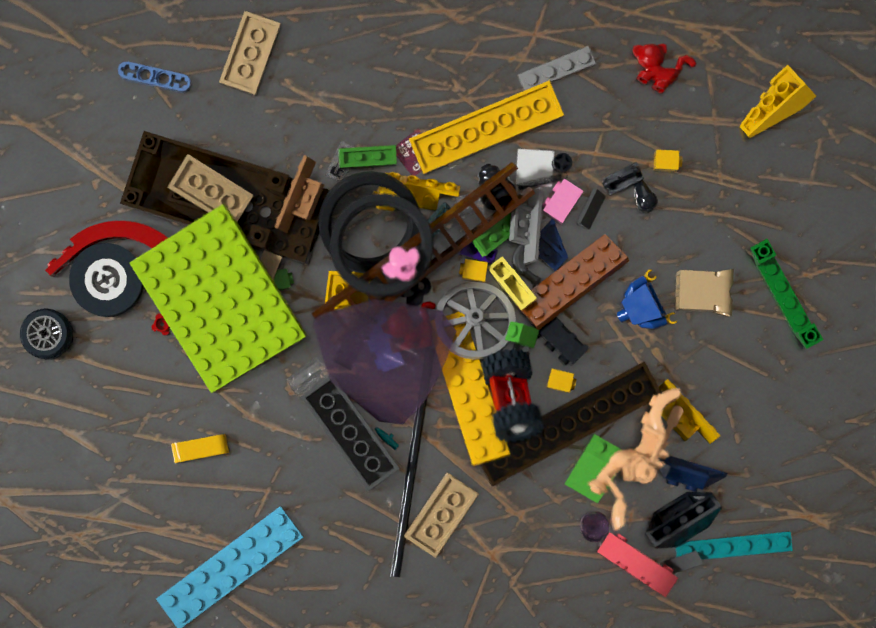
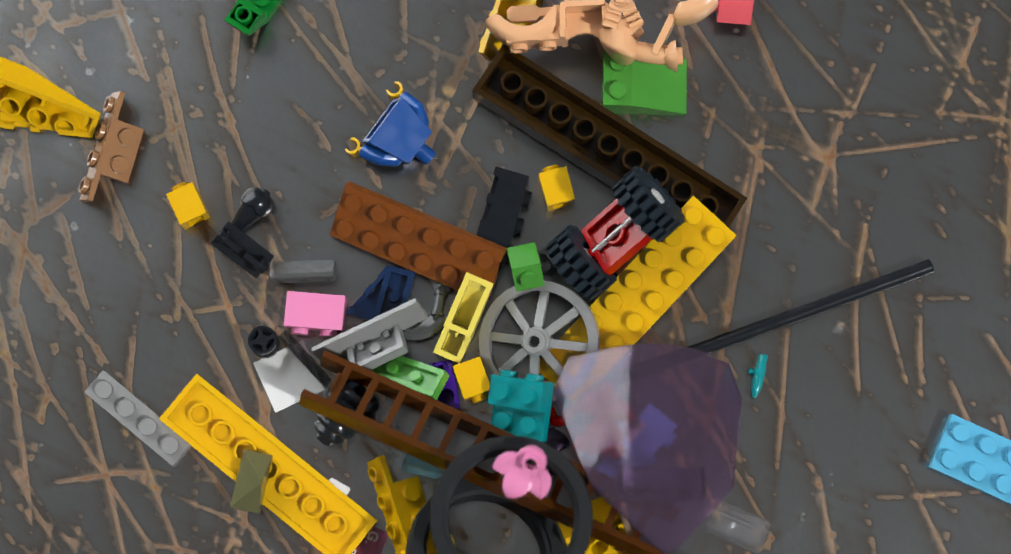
camera: 120 degrees left, 5 degrees down
(350, 433) = (783, 424): dark grey brick -> none
(441, 515) = (818, 248): tan tile -> none
(443, 289) = (521, 404): none -> teal plate
(484, 114) = (251, 481): none -> olive slope
(594, 526) = (720, 46): clear purple hair -> none
(651, 58) = (58, 298): red animal -> none
(704, 291) = (337, 66): tan piece -> none
(724, 134) = (114, 149): none -> medium nougat bracket

